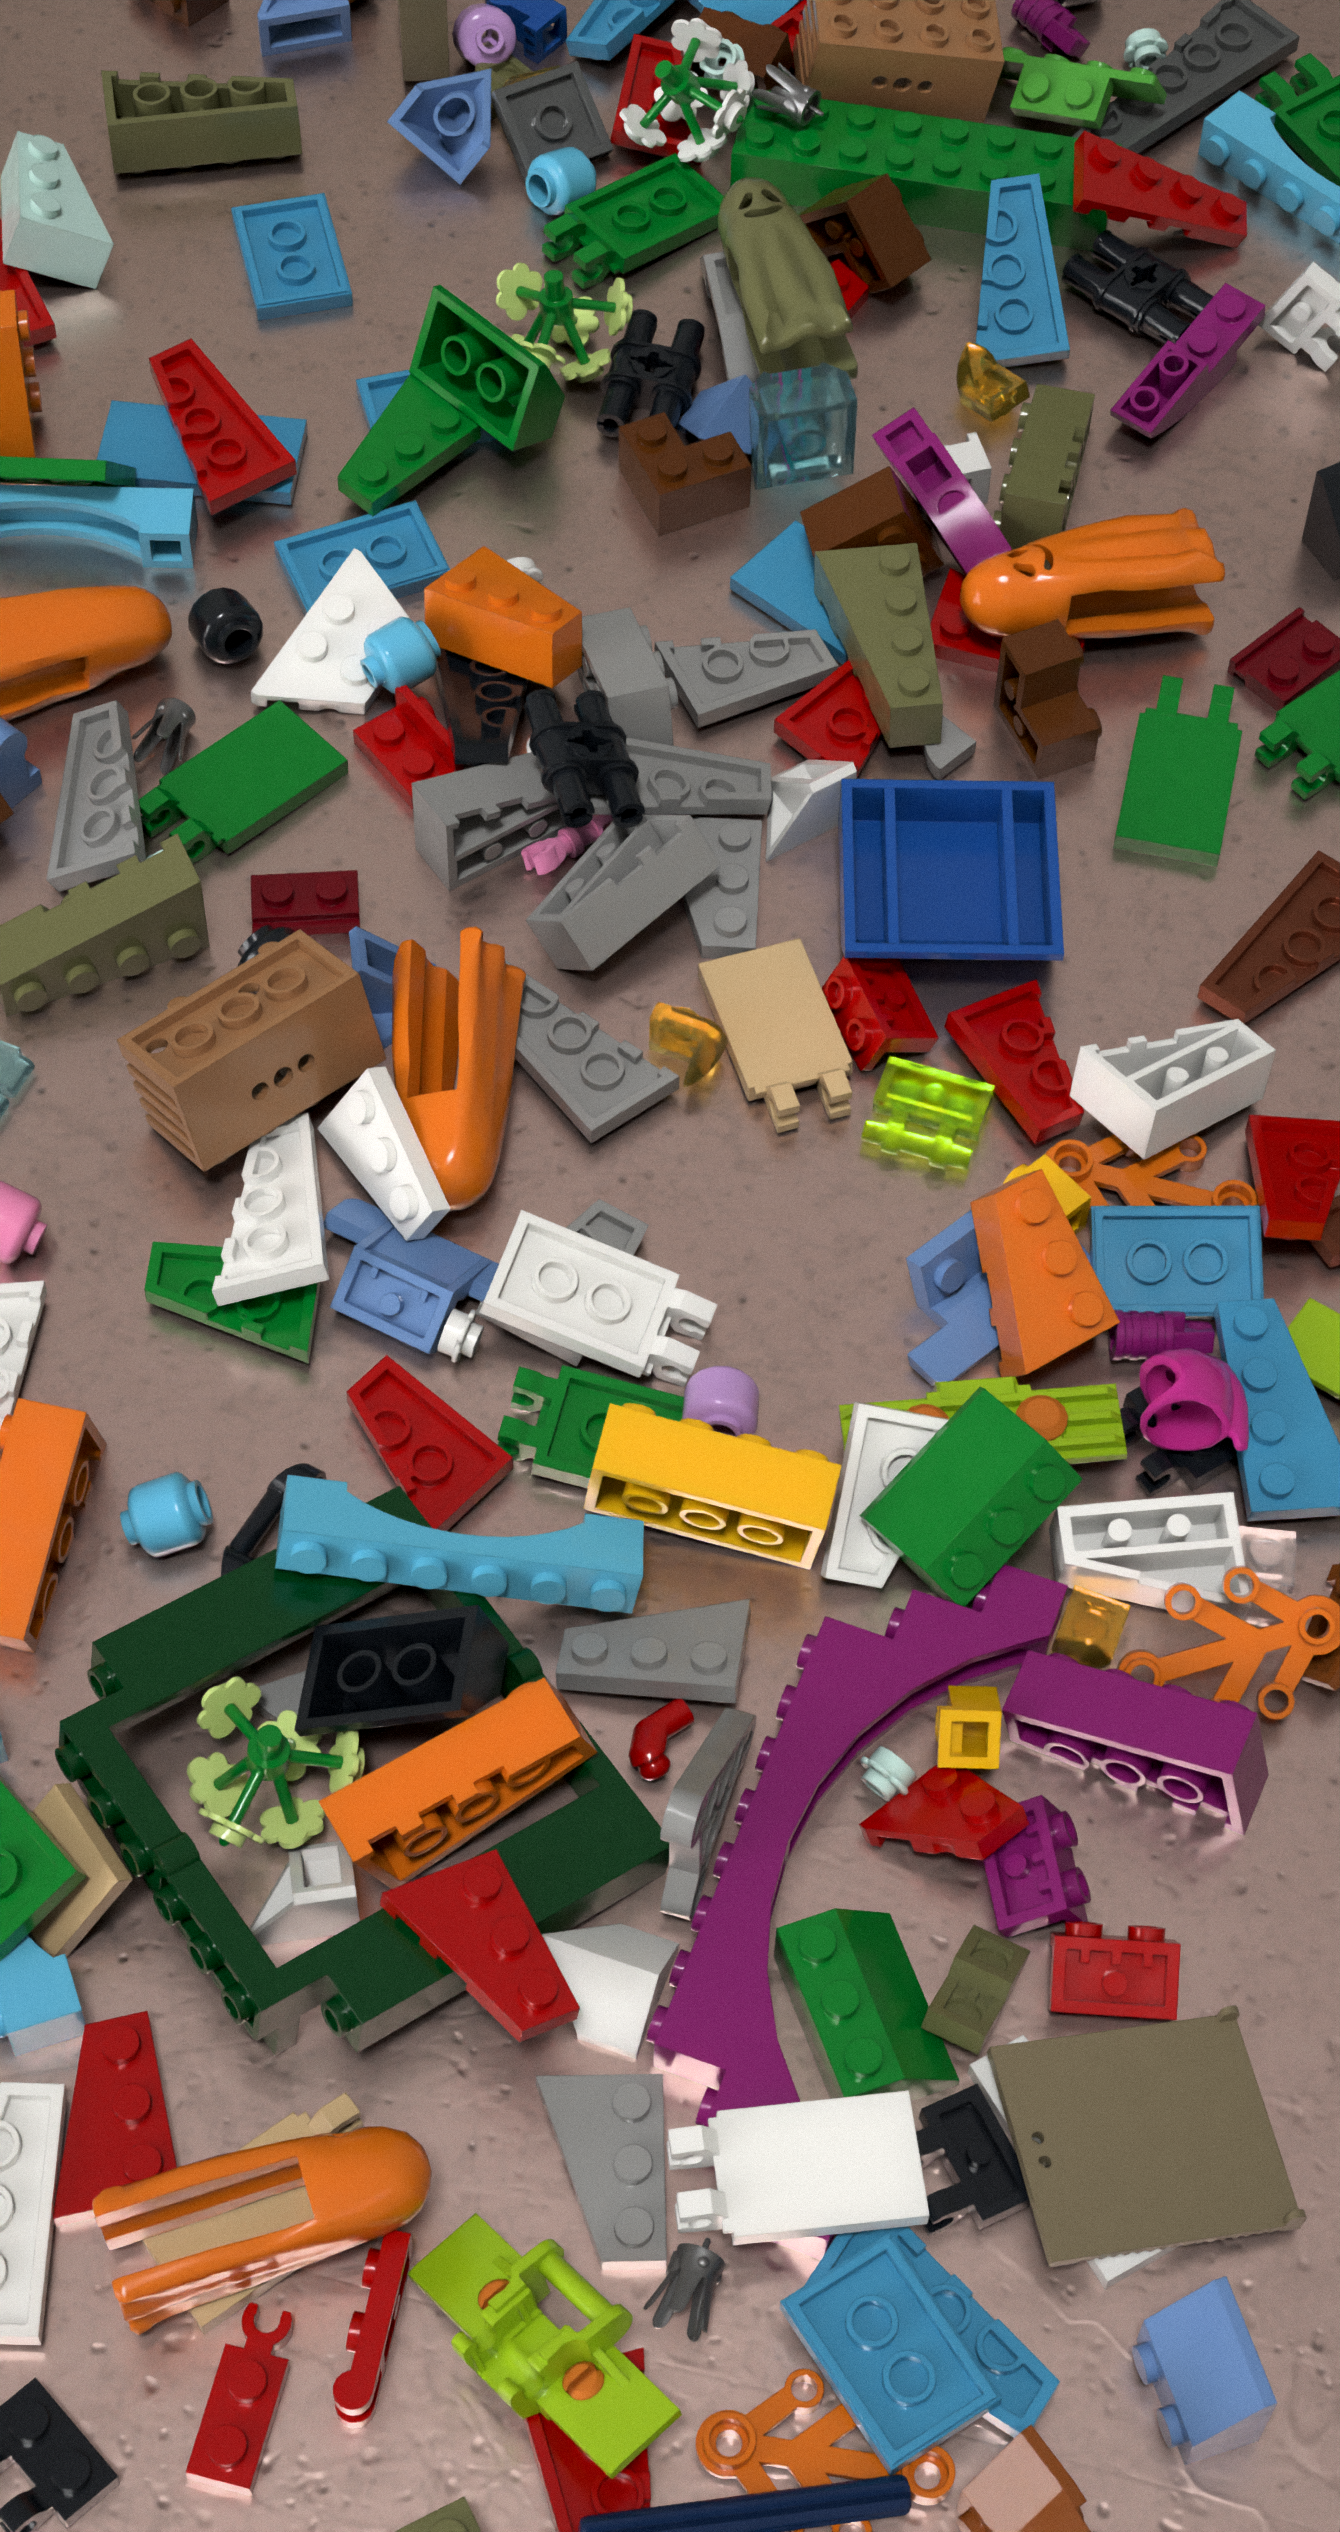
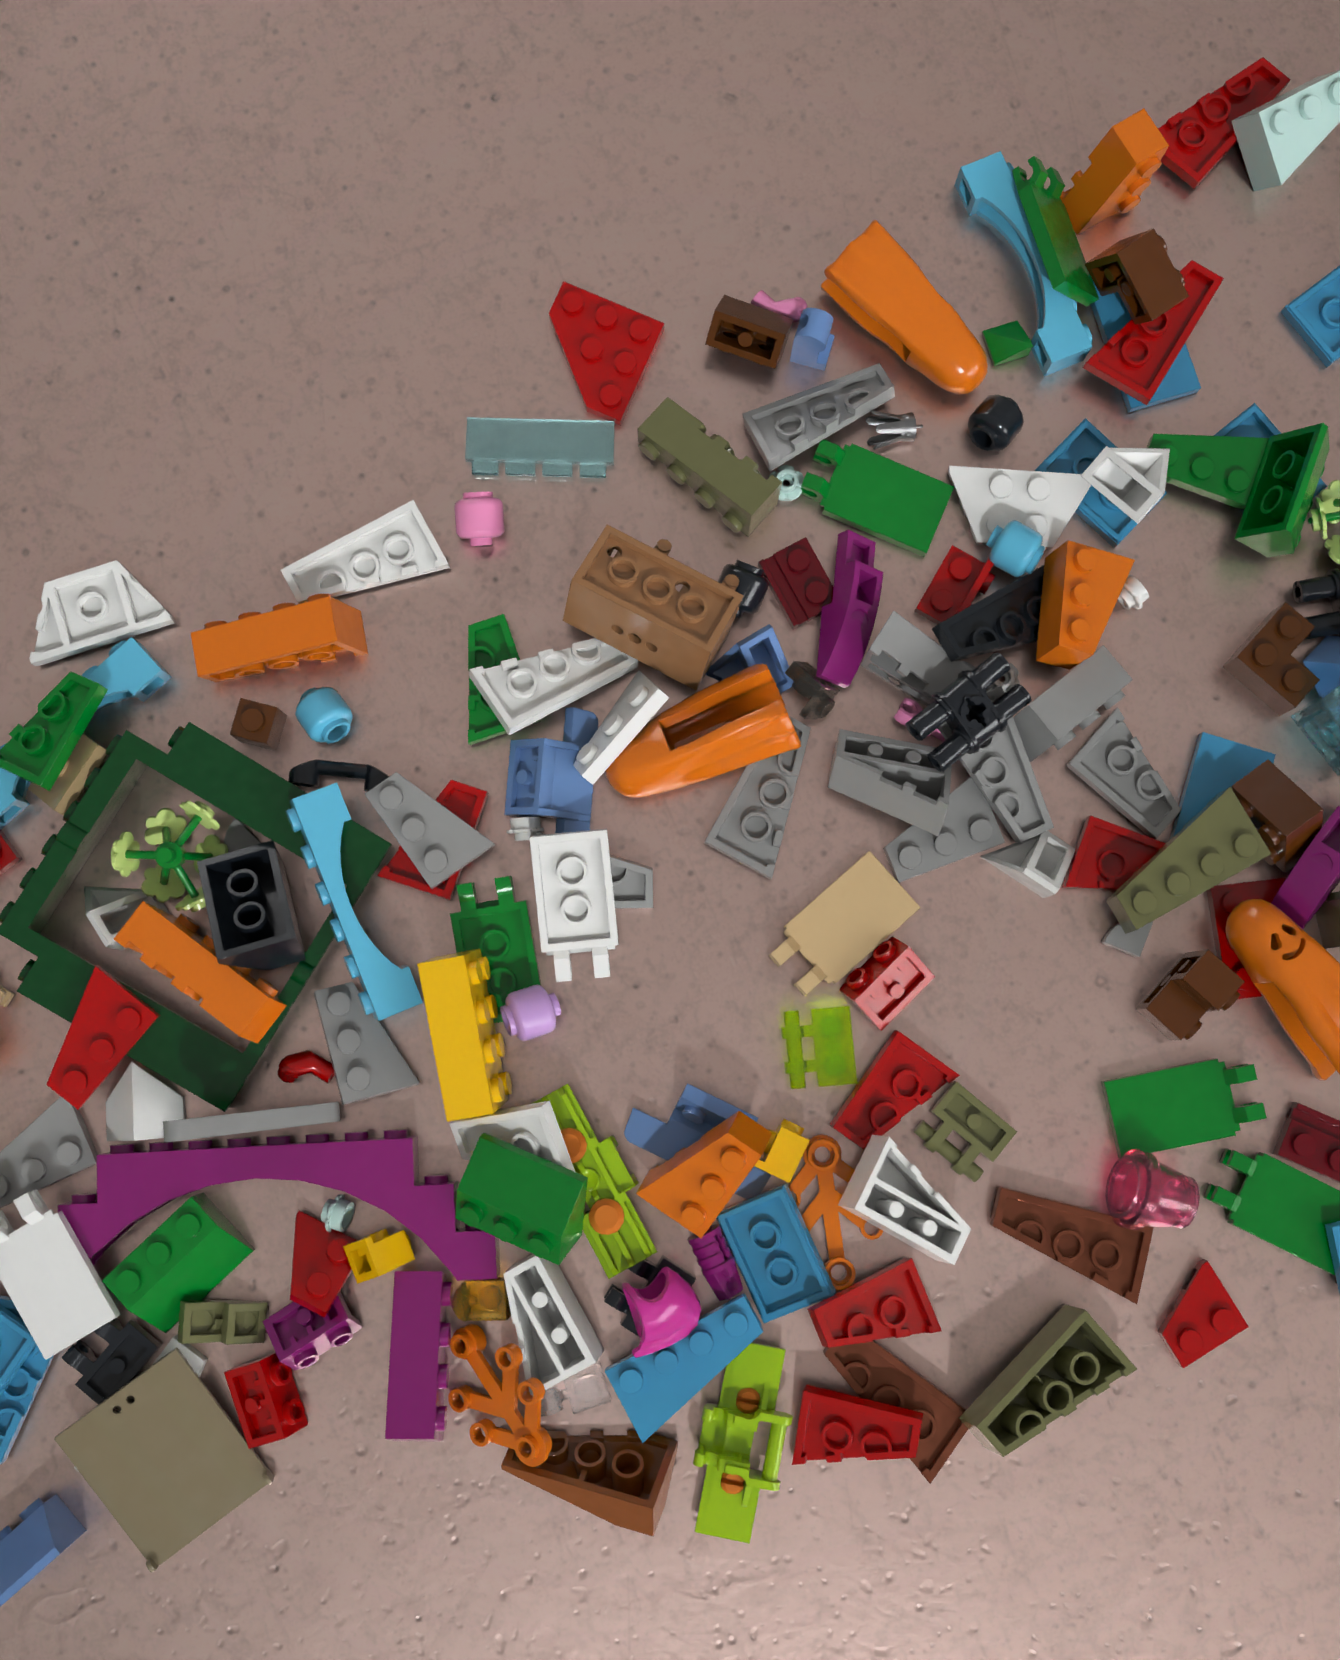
camera: 65 degrees right, 25 degrees up
(129, 1591) = (258, 724): none -> reddish brown brick
(134, 570) = (1007, 342): none -> green slope
(138, 396) = (1140, 274): none -> reddish brown brick
(384, 857) = (853, 611): none -> magenta slope
(386, 511) = (1130, 478): none -> white slope
(403, 1438) = (426, 830): none -> light grey wing
(442, 937) = (811, 686): none -> clear smoke bracket
(688, 1038) = (808, 865): clear yellow plate -> none
(949, 870) = (1004, 990): blue slope -> none
(1106, 986) = (973, 1122): none -> olive plate
(1272, 833) = (1150, 1193): none -> clear pink piece

